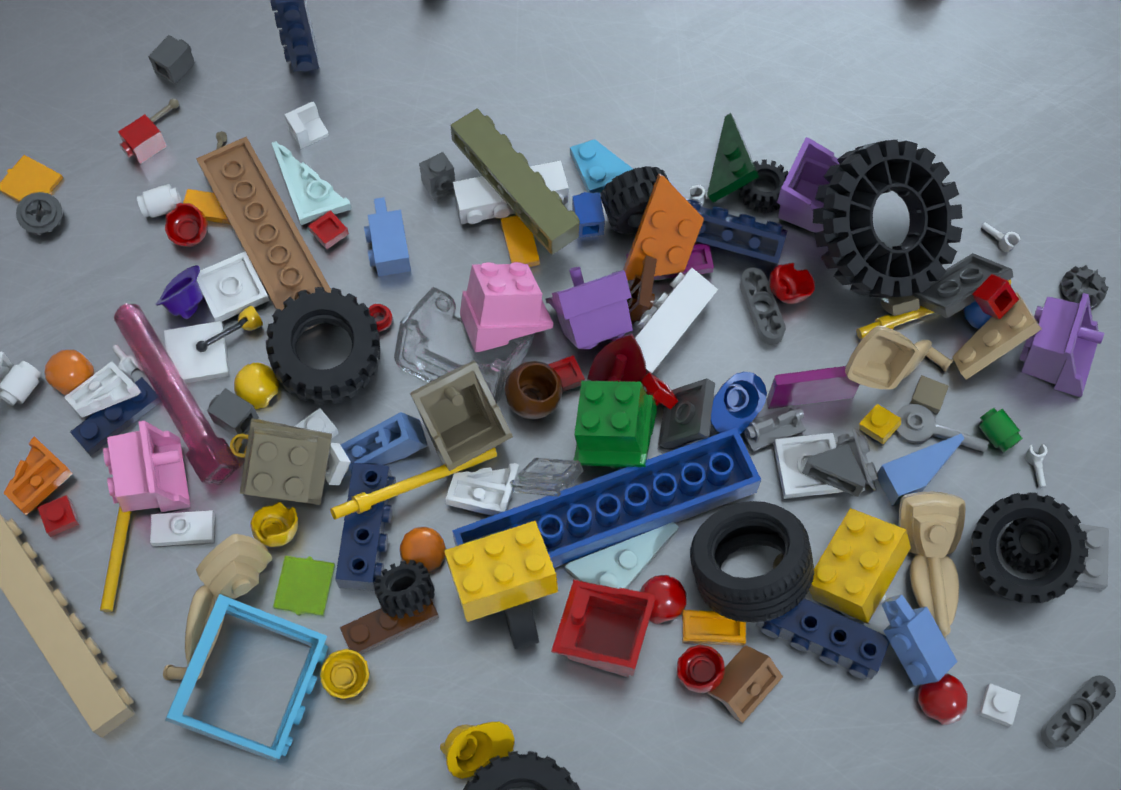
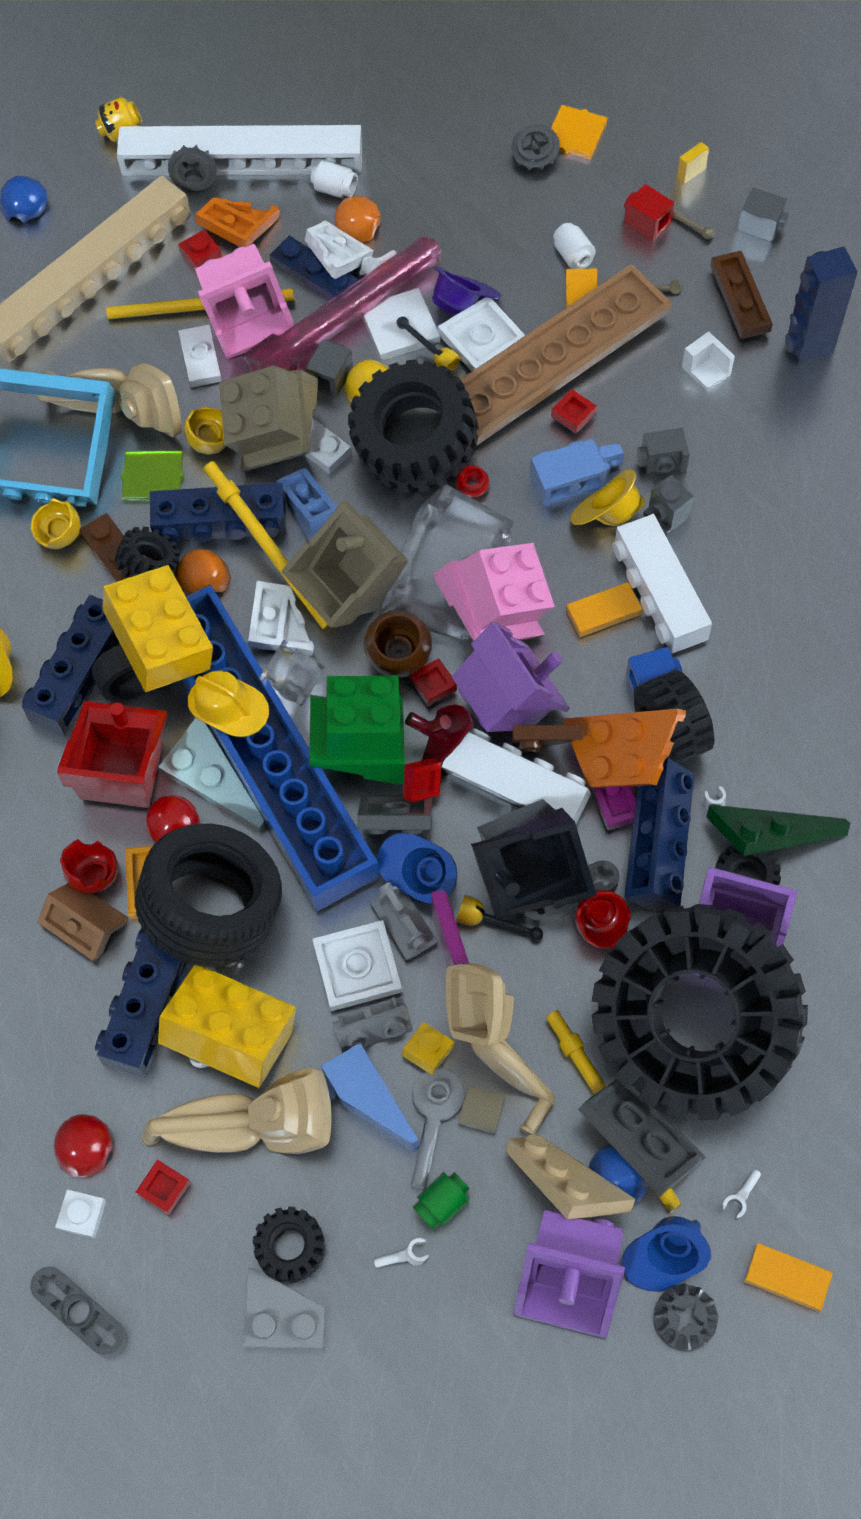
camera: 85 degrees right, 0 degrees up
(100, 98) = (692, 162): none -> yellow tile
(186, 225) = (546, 276): red hair -> none
(245, 90) = (741, 294): none -> reddish brown plate
(308, 192) = (621, 381): light aqua wing -> none
(337, 464) = (283, 470): white plate -> none
(386, 170) = (664, 451): none -> dark grey brick
(425, 217) = (612, 503): none -> yellow piece
(497, 666) = (68, 676): none -> dark blue brick
(515, 181) = (661, 571): olive brick -> none
(576, 527) = (228, 704): none -> yellow piece
(596, 165) = (729, 682): medium azure wing -> none
(746, 313) = (532, 860): none -> black piece
(768, 373) = (473, 912): none -> hinge
(837, 469) = (345, 988): dark grey slope -> none
(900, 305) = (596, 1063): dark tan tile -> none
(917, 641) = (135, 1097): medium blue hinge -> none
(982, 635) = (163, 1187): none -> red plate
(995, 296) = (613, 1163): red plate -> none
(1043, 278) = (666, 1254): none -> blue piece
(1058, 219) = (788, 1277): none -> light orange tile
(1062, 524) = (237, 1196): black tyre -> none

